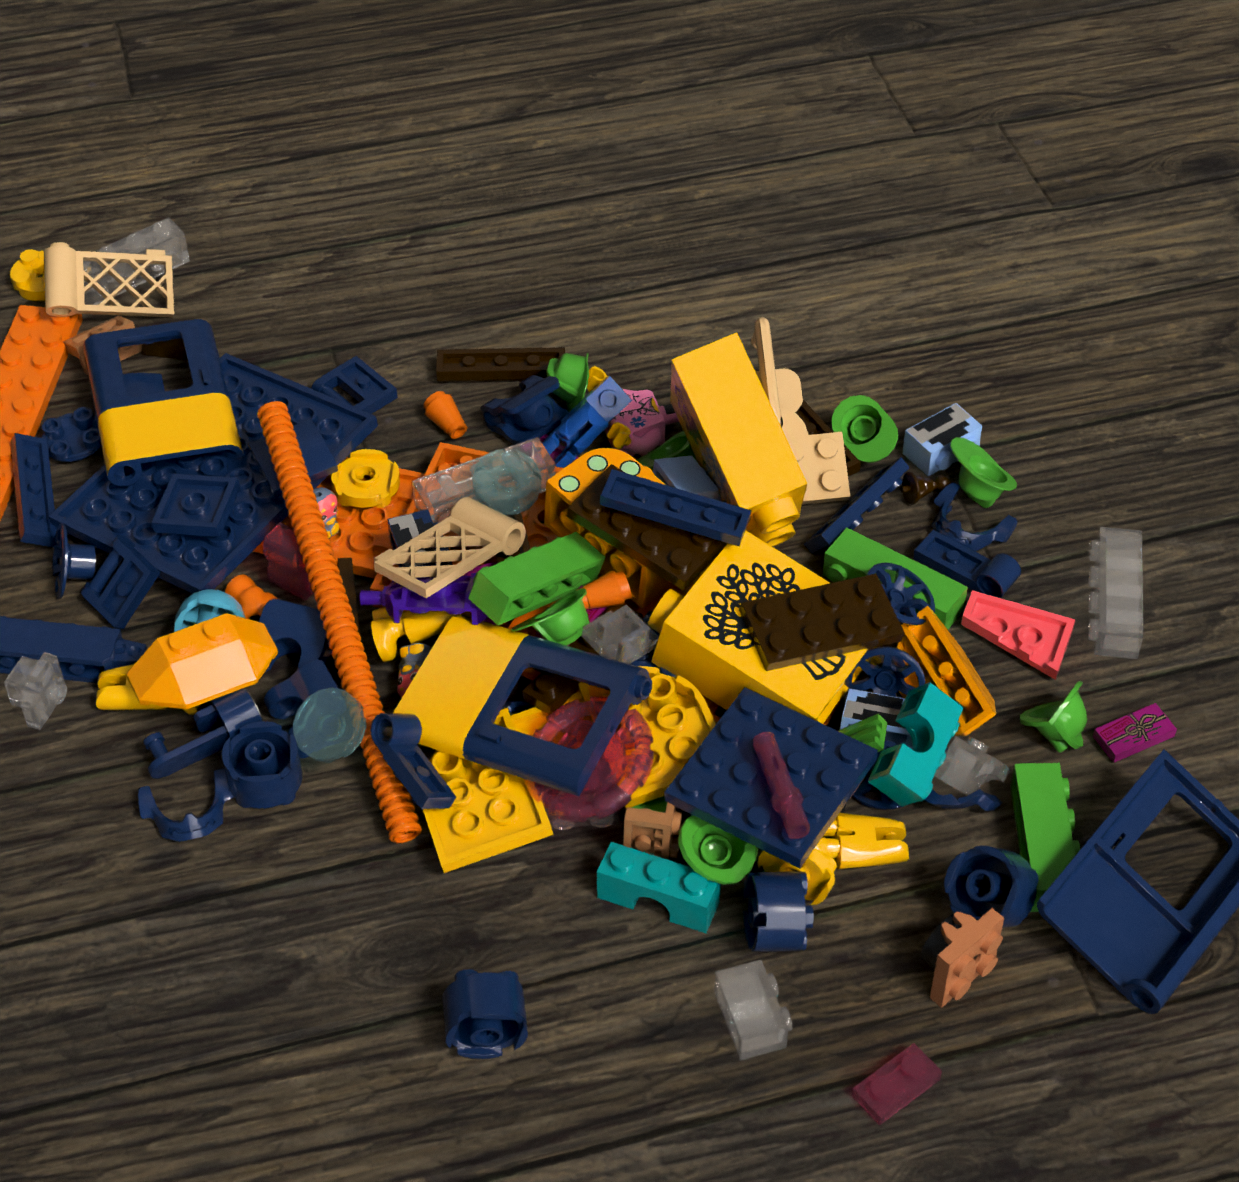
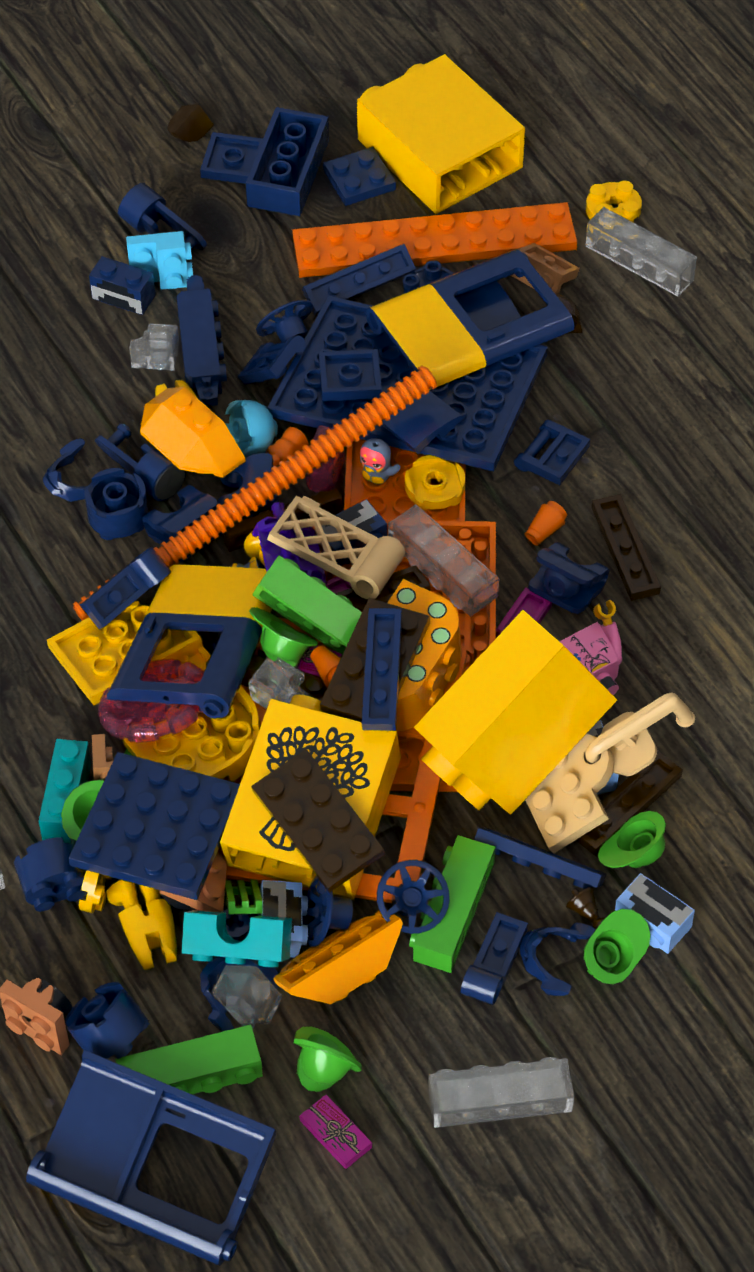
camera: 75 degrees right, 5 degrees up
(66, 276) = (584, 212): tan piece -> none
(329, 725) = (150, 526): clear light blue tile -> none
(507, 499) = (434, 550): clear light blue tile -> none
(572, 375) = (616, 588): bright green piece -> none
(587, 421) = (552, 615): blue plate -> none
(786, 798) = (114, 827): clear pink pin -> none
(1021, 630) = (428, 1020): coral wing -> none

